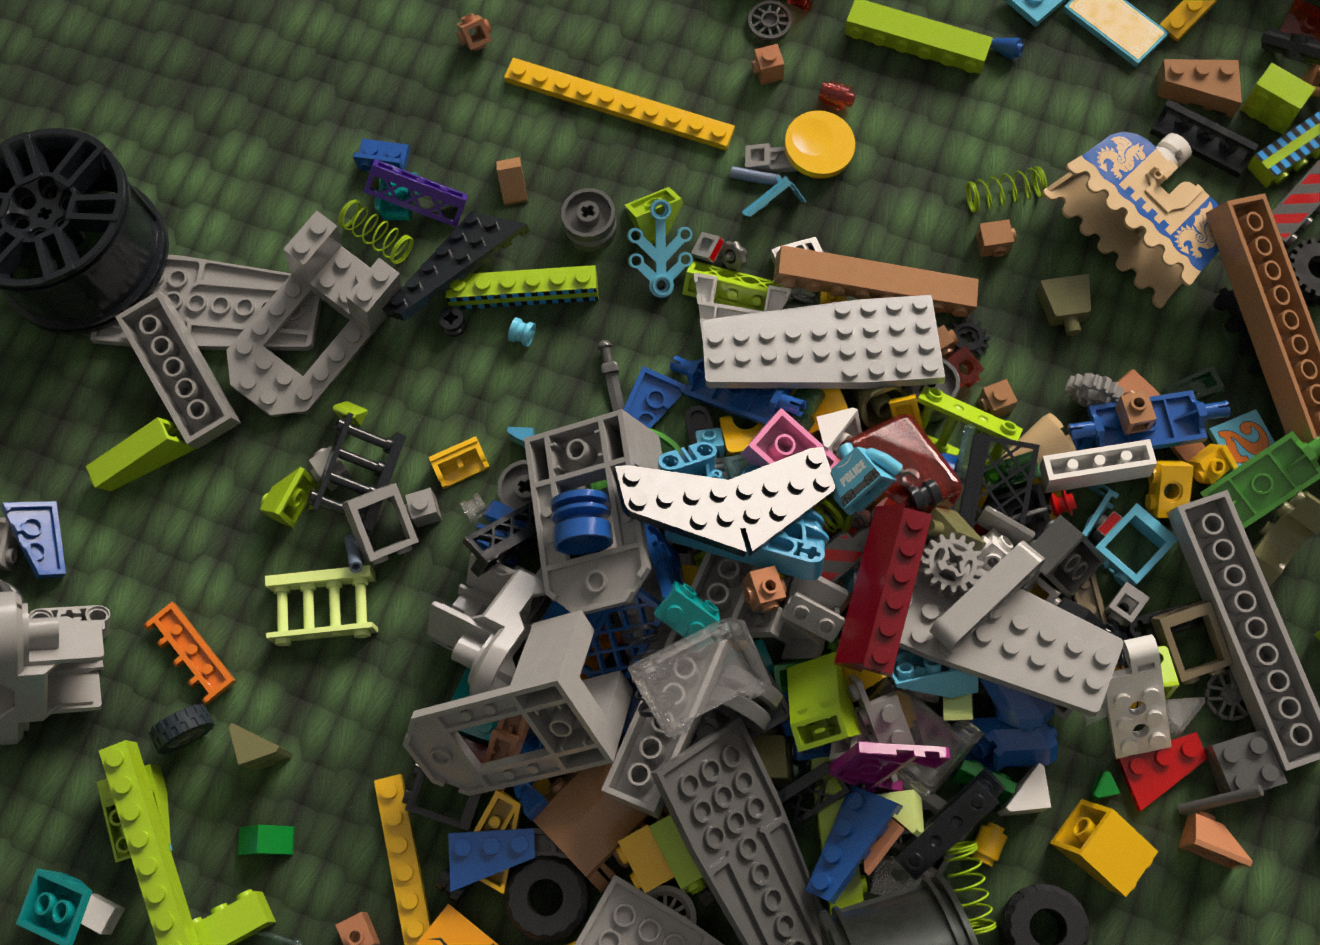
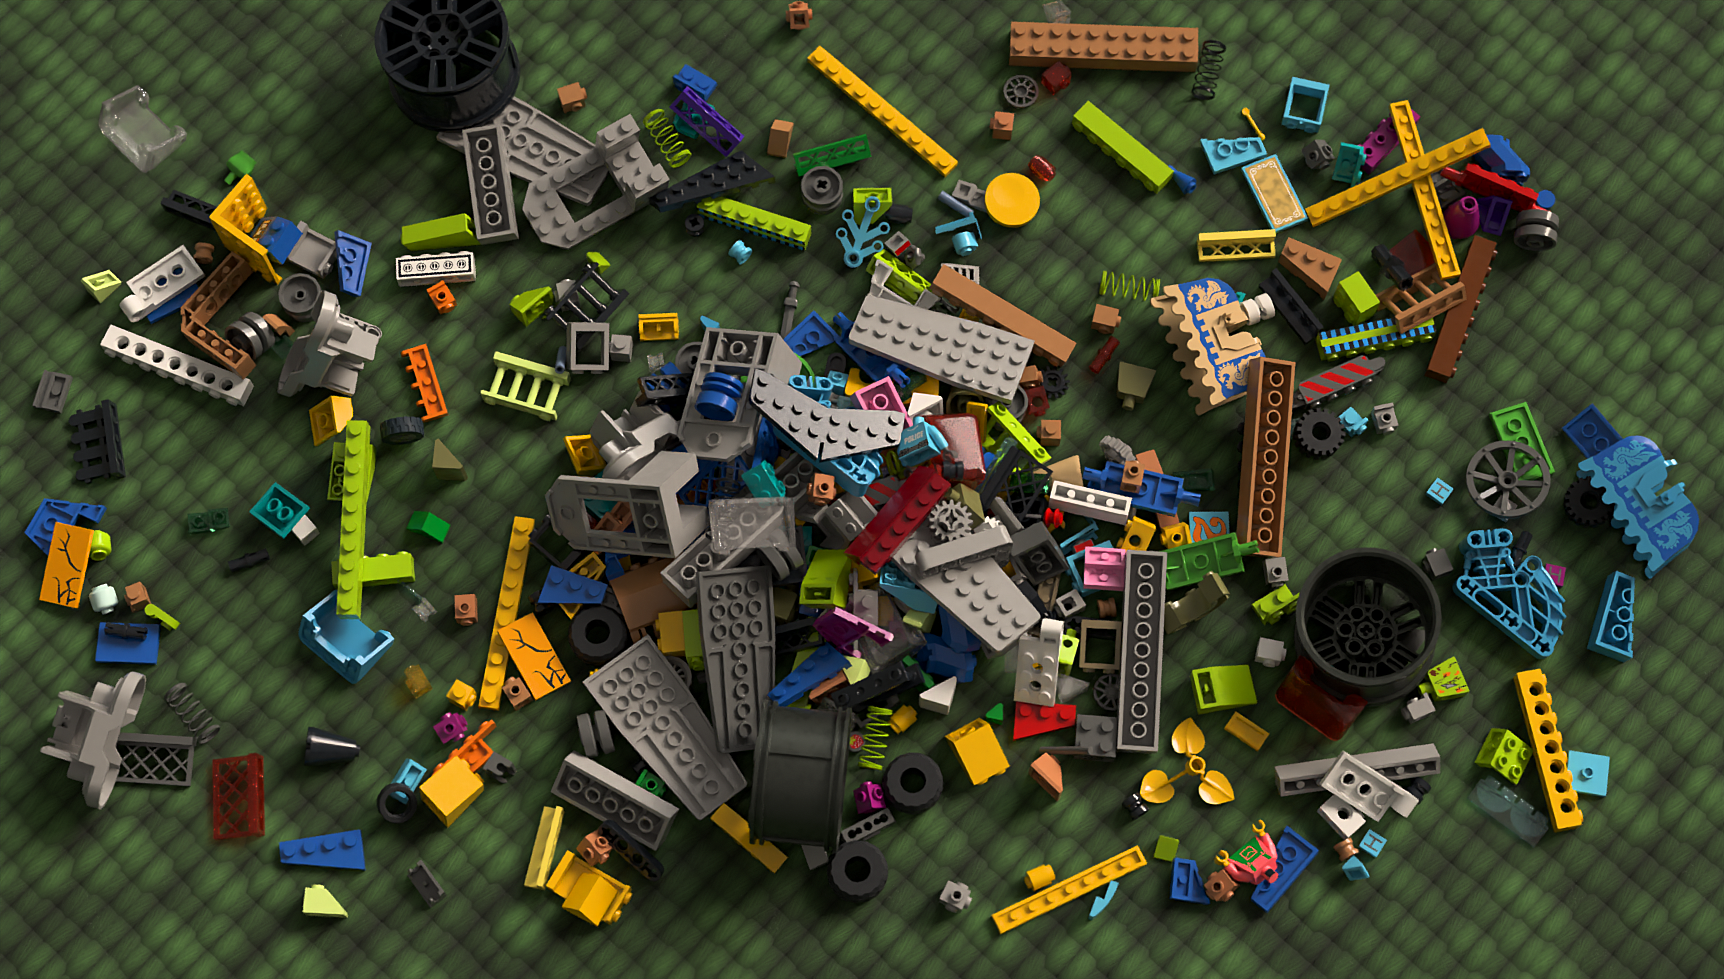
camera: 15 degrees right, 0 degrees up
(79, 748) = (330, 418): none -> yellow slope
(149, 501) = (434, 268): none -> white brick
(164, 528) = (438, 291): none -> orange brick
(240, 228) = (572, 97): none -> medium nougat brick
(432, 664) = (584, 455): none -> yellow slope
(586, 178) = (833, 159): none -> green fence
(694, 212) = (899, 214): none -> black brick
(787, 215) = (965, 243): none -> medium azure plate
(1014, 281) = (1104, 355): none -> clear red pin
(1102, 86) = (1237, 239): none -> light yellow fence
(1151, 542) = (1104, 568): none -> bright pink slope
(1172, 590) = (1106, 608): none -> medium nougat wheel

